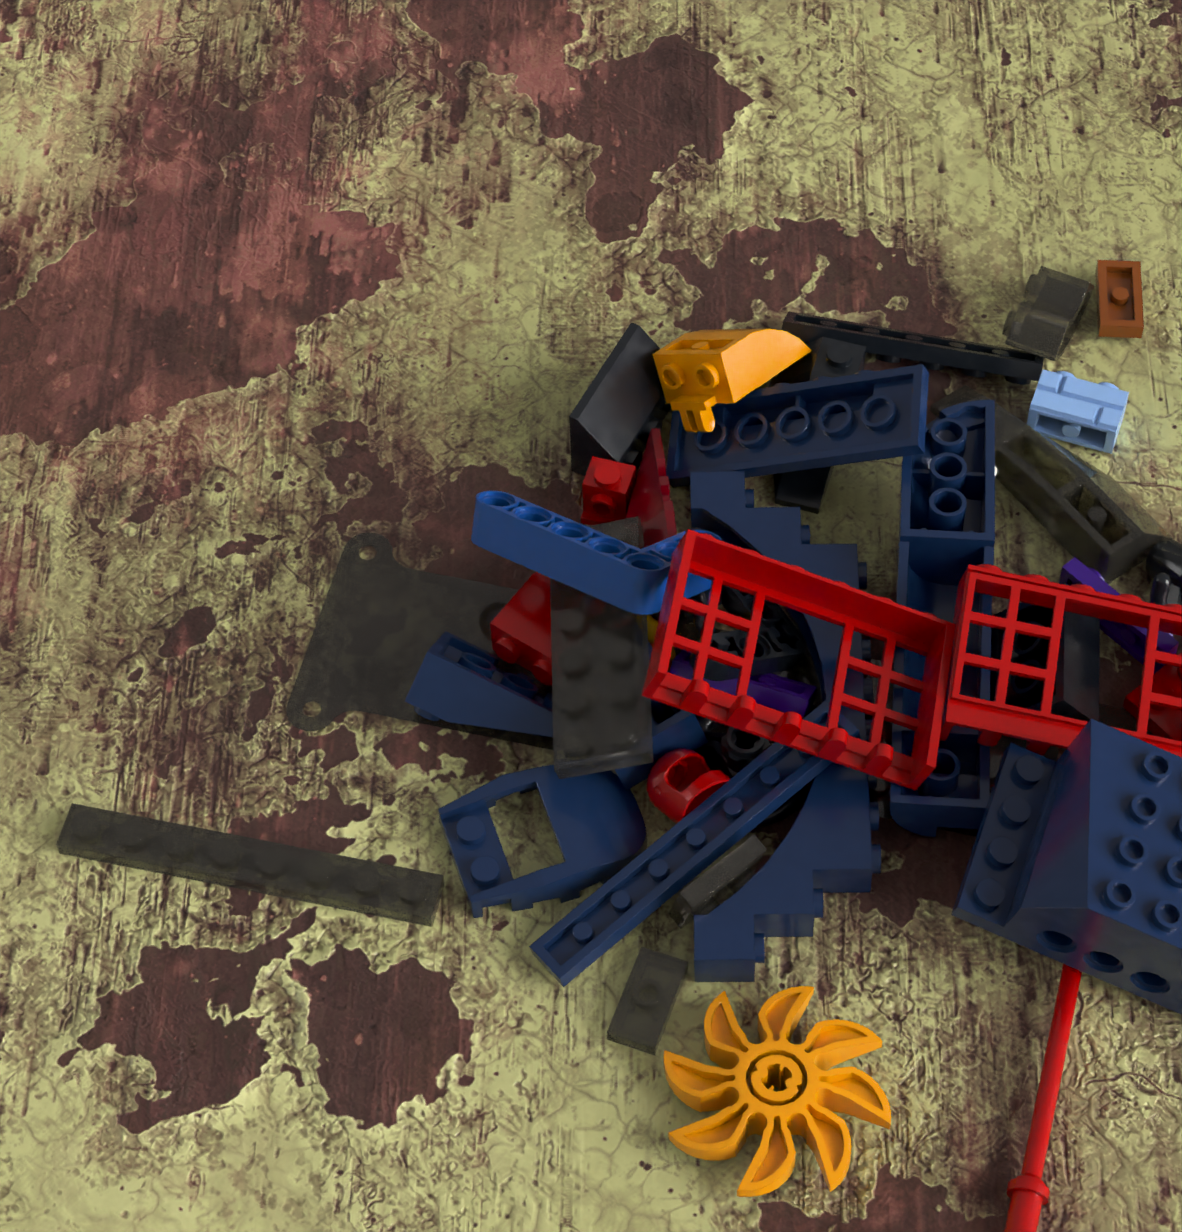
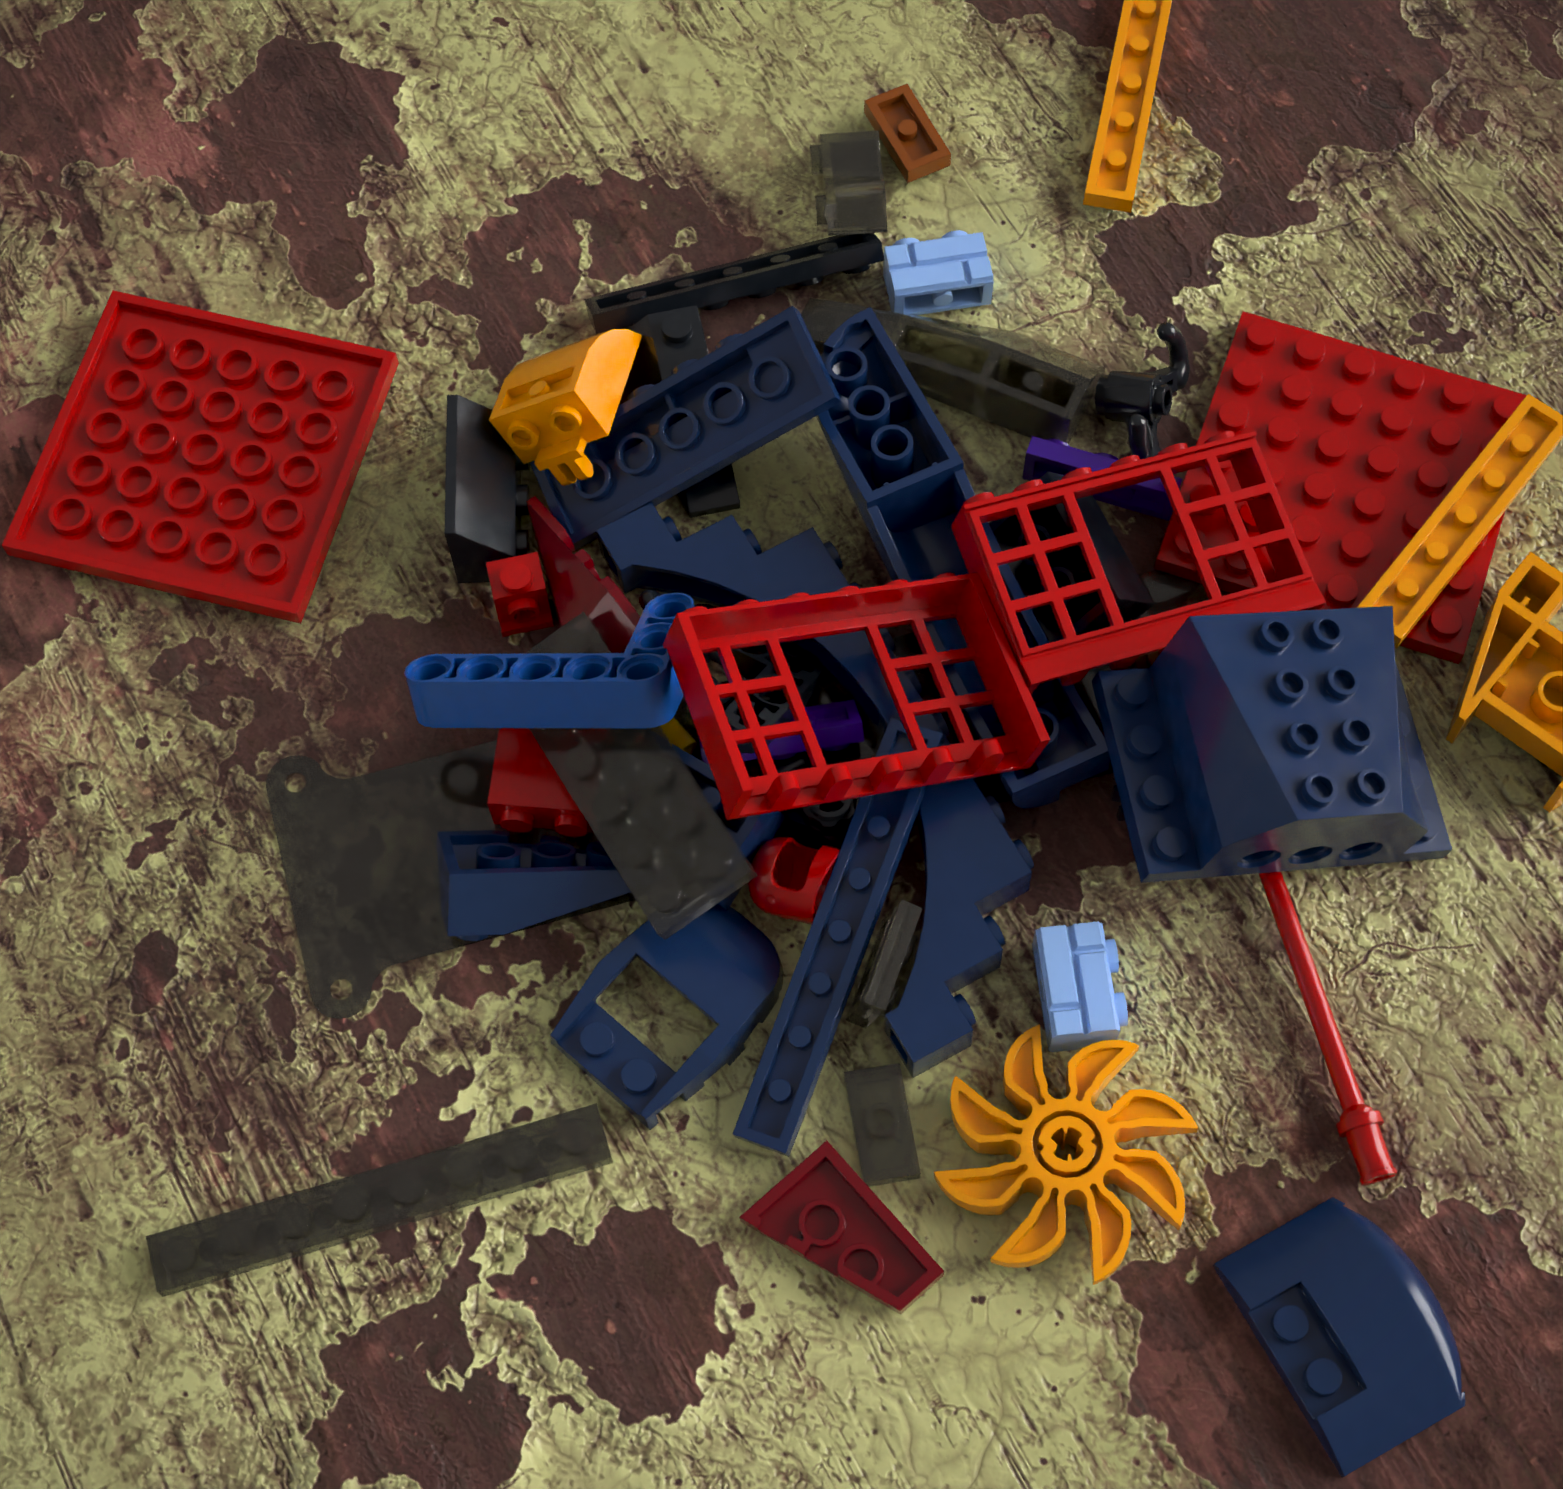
camera: 30 degrees left, 10 degrees up
(441, 298) = (203, 456): none -> red plate
(572, 1058) = (845, 1229): none -> dark red wing
(862, 973) = (1077, 985): none -> light blue brick

